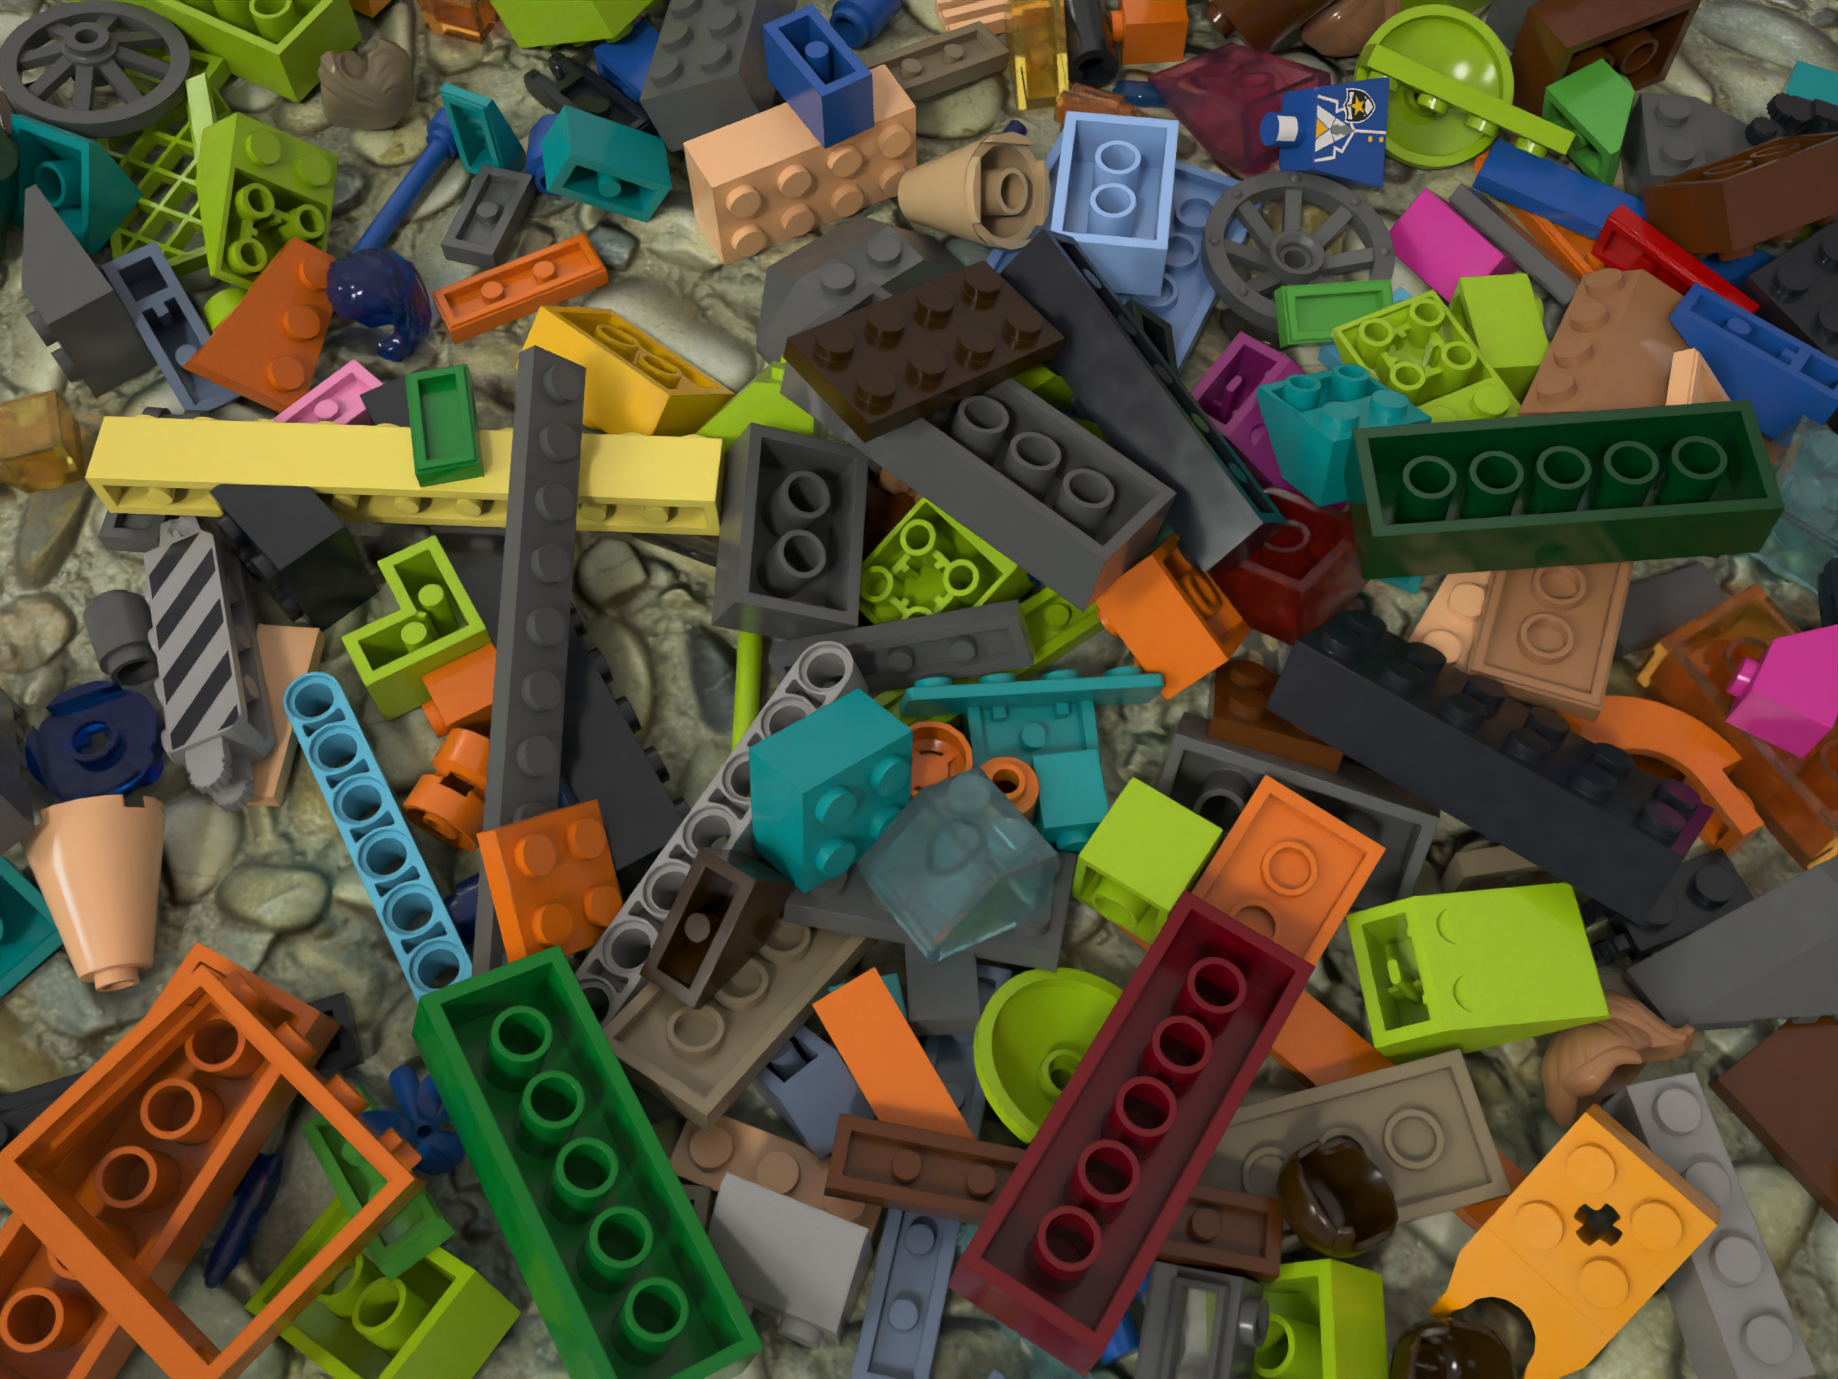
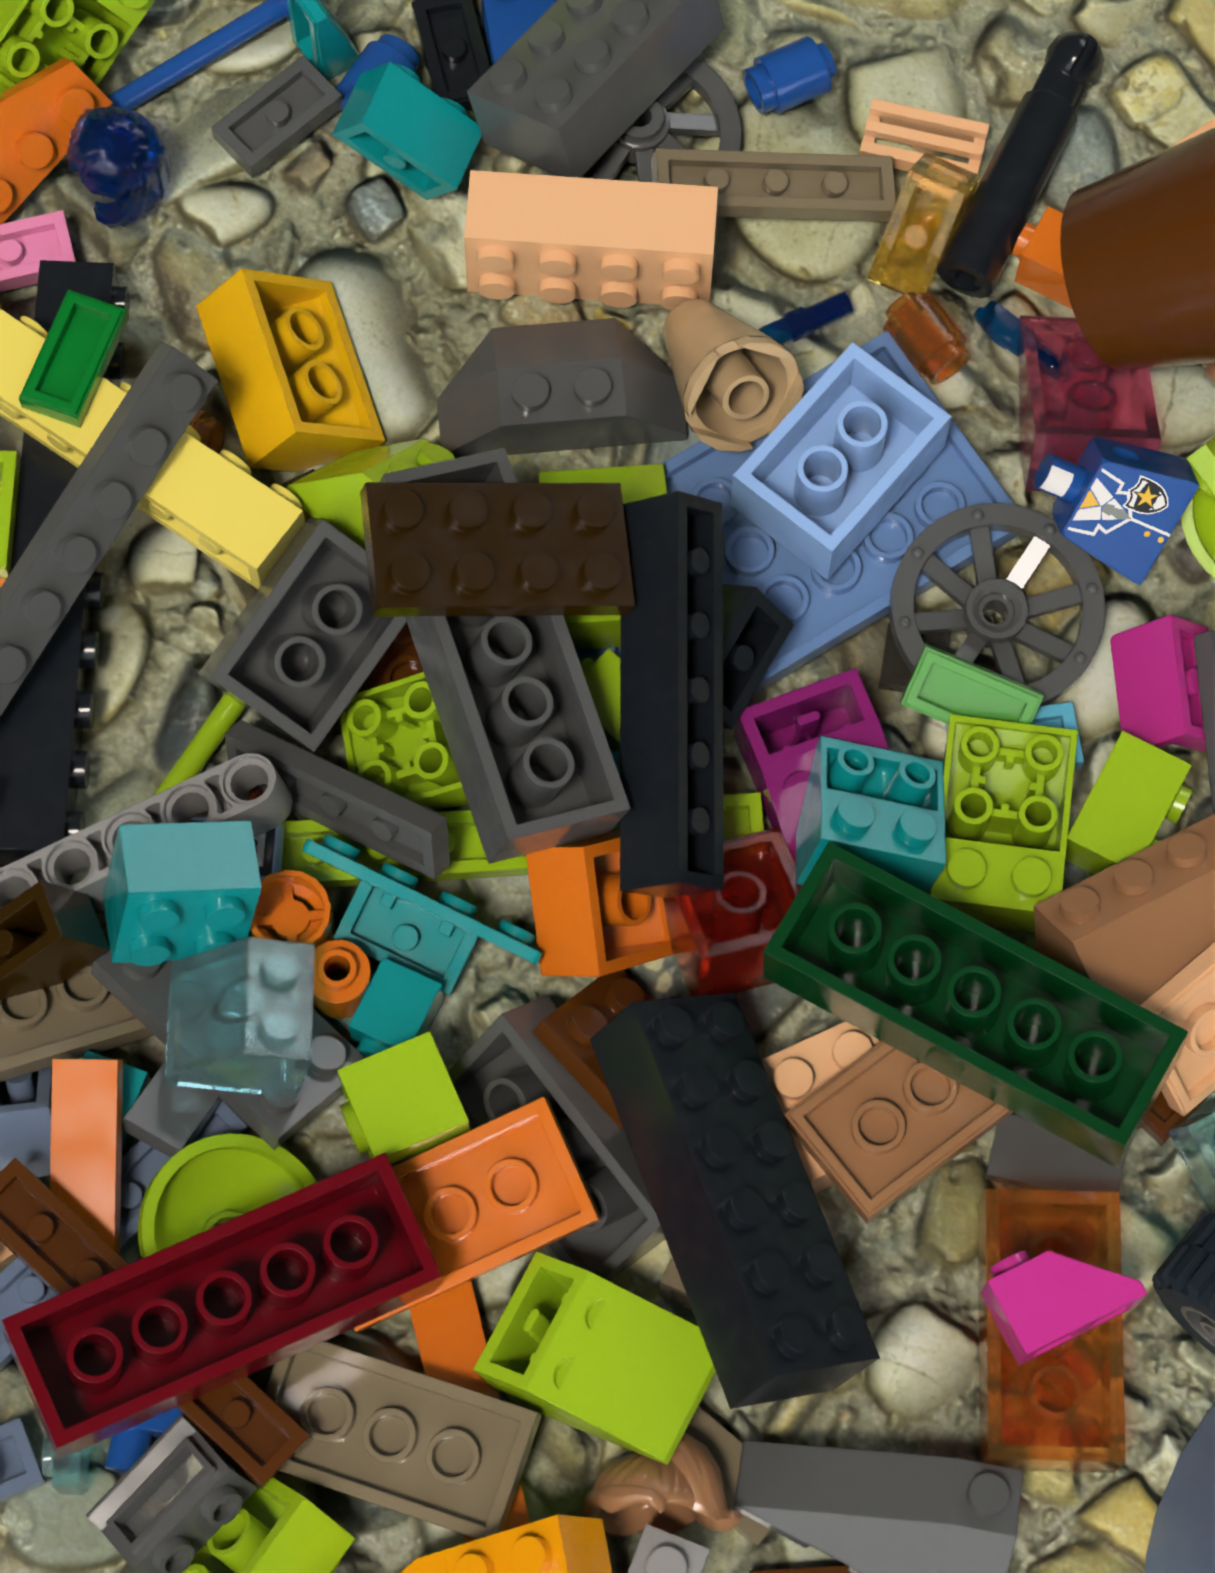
camera: 30 degrees right, 10 degrees up
(519, 288) = (262, 209): orange tile -> none
(819, 75) = (622, 184): blue brick -> none
(1336, 1200) = (345, 1459): dark brown hair -> none
(1682, 749) = (932, 1272): orange arch -> none
(1694, 897) = (842, 1418): black hinge -> none

